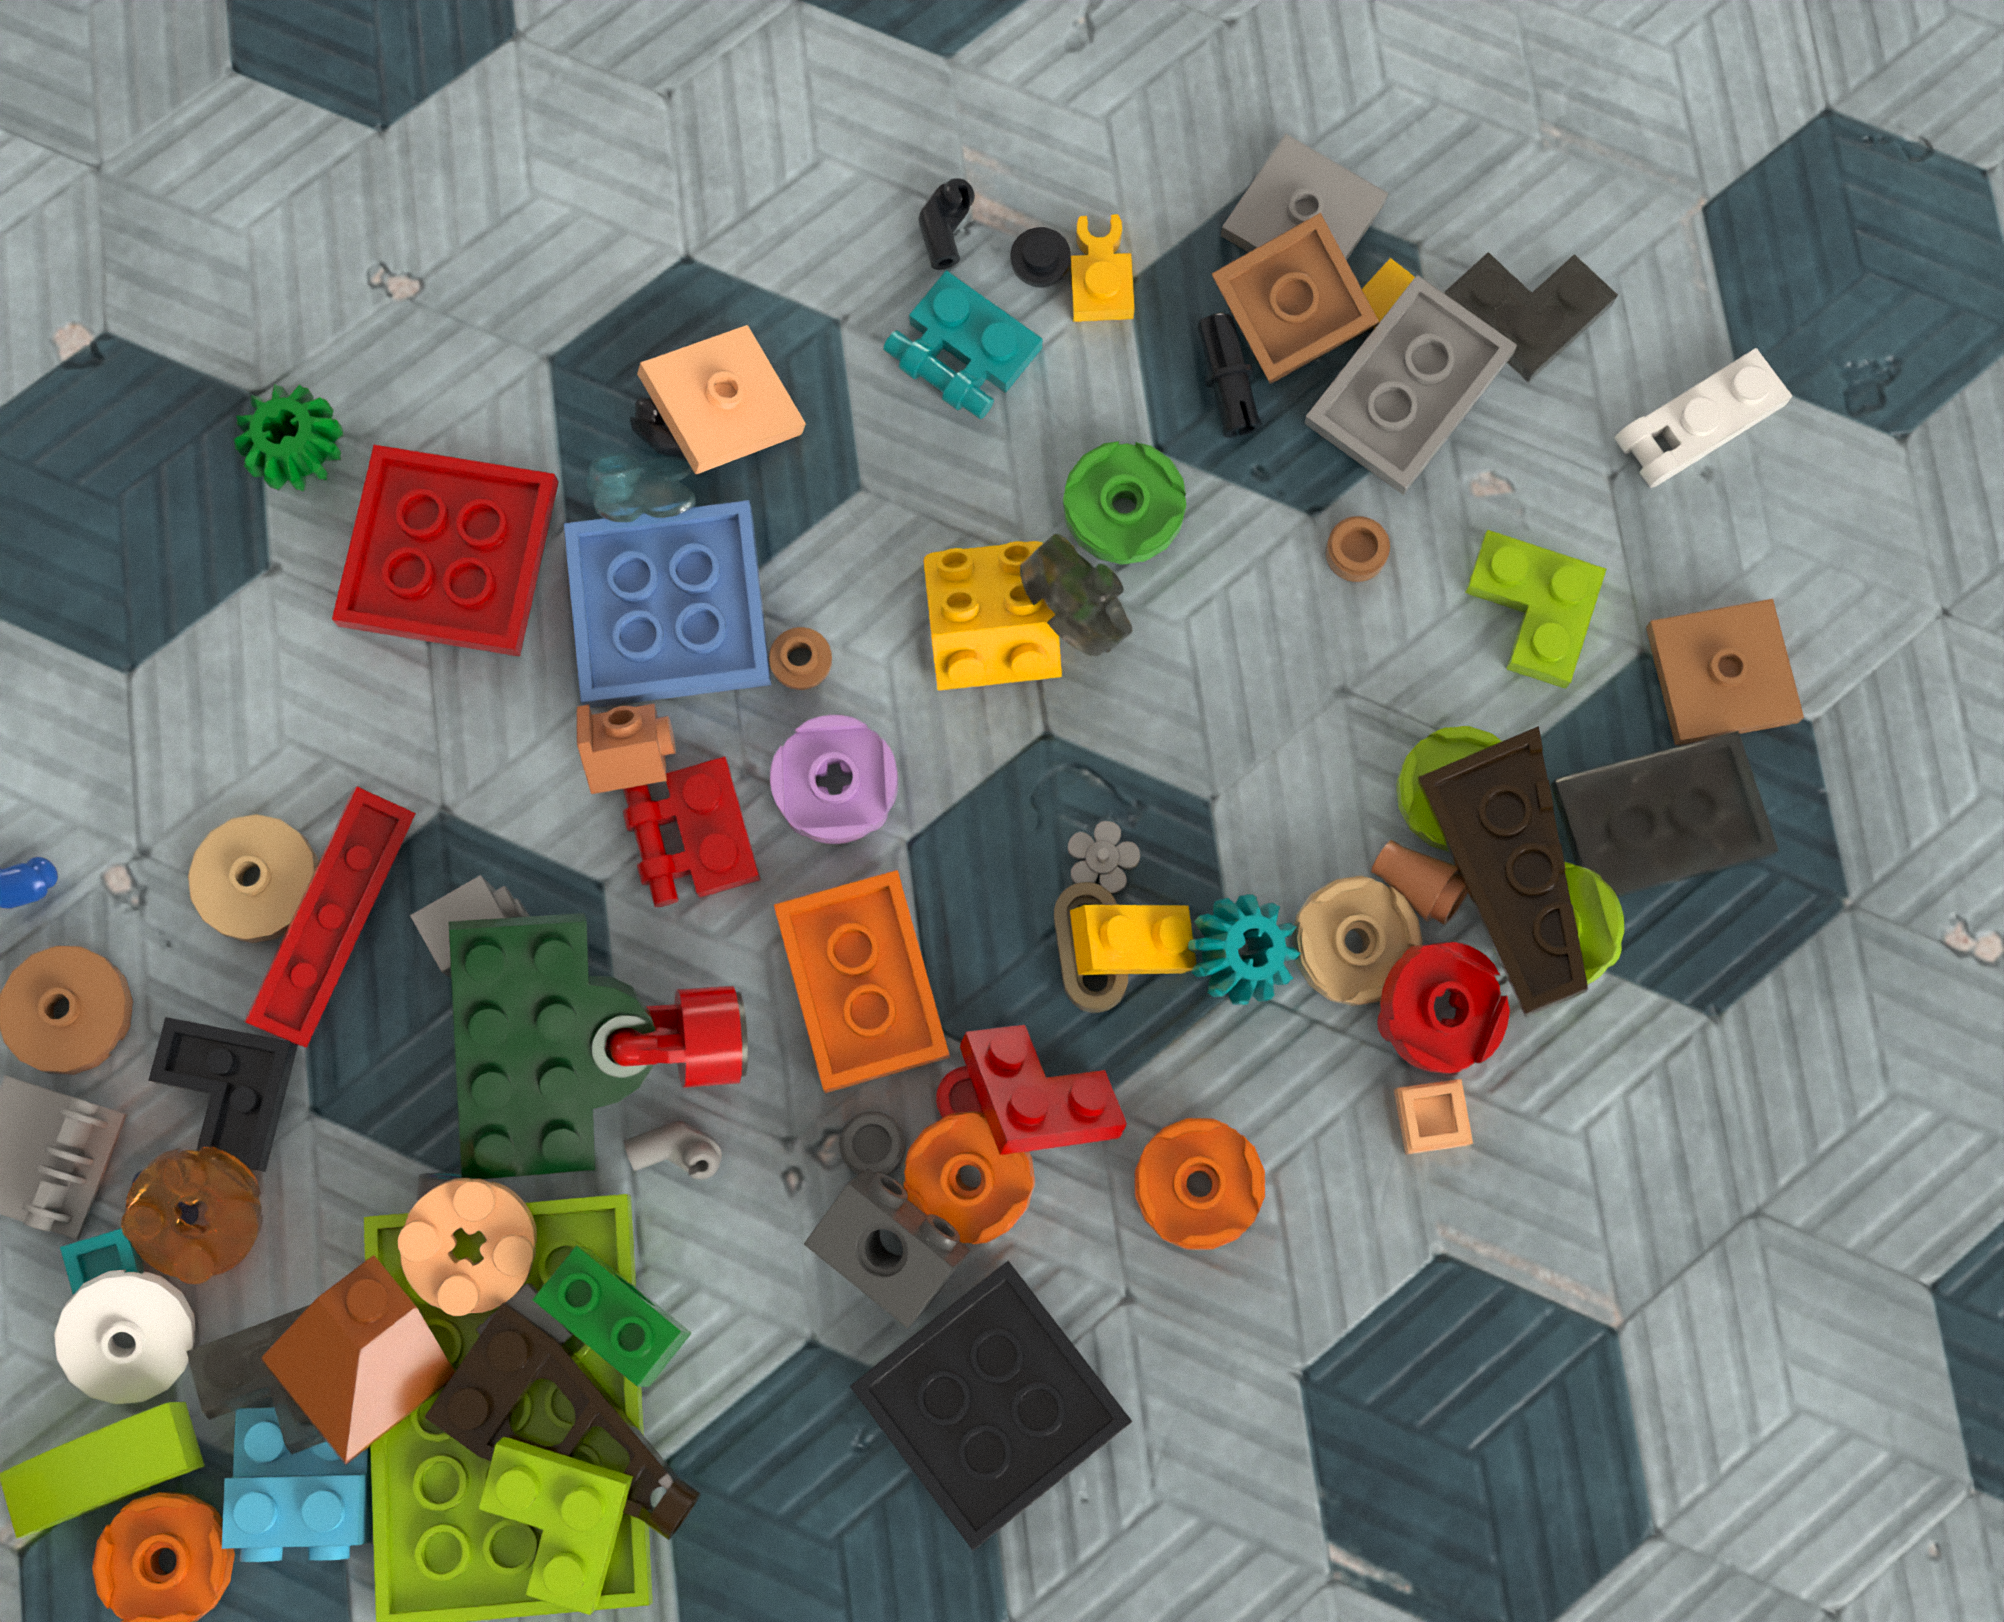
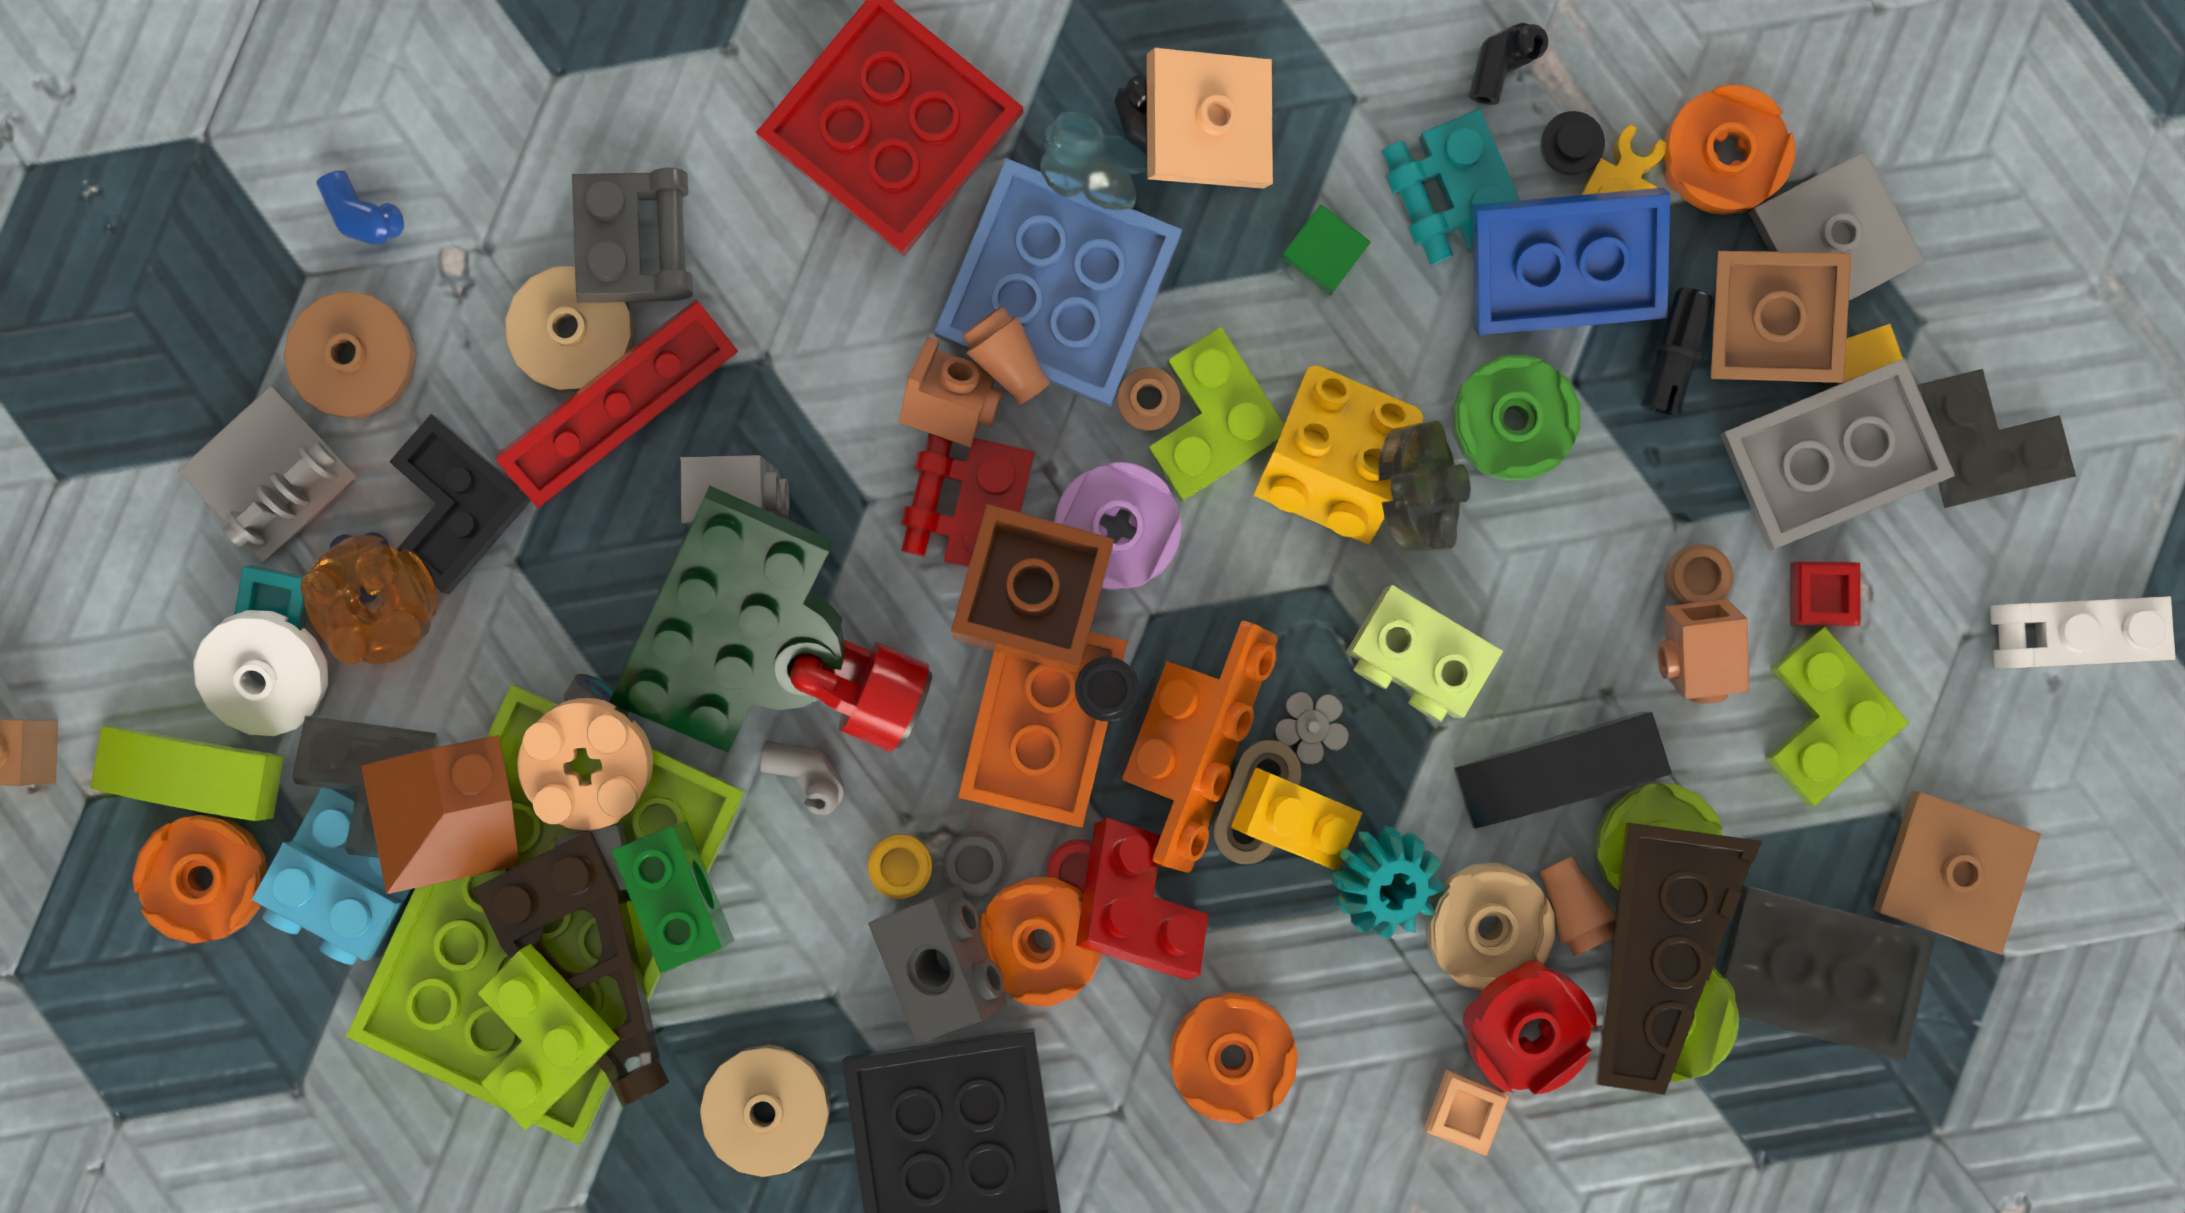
camera: 25 degrees right, 10 degrees up
(250, 779) = (610, 236): none -> dark grey plate
(653, 681) = (1006, 354): none -> nougat cone
(786, 863) = (1032, 588): none -> dark orange brick
(806, 1184) = (900, 866): none -> yellow tile
(841, 1472) = (792, 1089): none -> tan plate
(882, 454) = (1325, 249): none -> green tile
(883, 640) = (1232, 422): none -> lime plate
(902, 918) = (1107, 689): none -> black plate
(1004, 923) = (1193, 740): none -> orange bracket
(1093, 348) = (1571, 261): none -> blue plate
(1160, 740) = (1423, 654): none -> yellowish green brick
(1166, 226) = (1760, 133): none -> orange plate
(1338, 770) = (1563, 770): none -> black slope
(1398, 602) = (1705, 650): none -> nougat brick
(1472, 504) = (1825, 594): none -> red tile

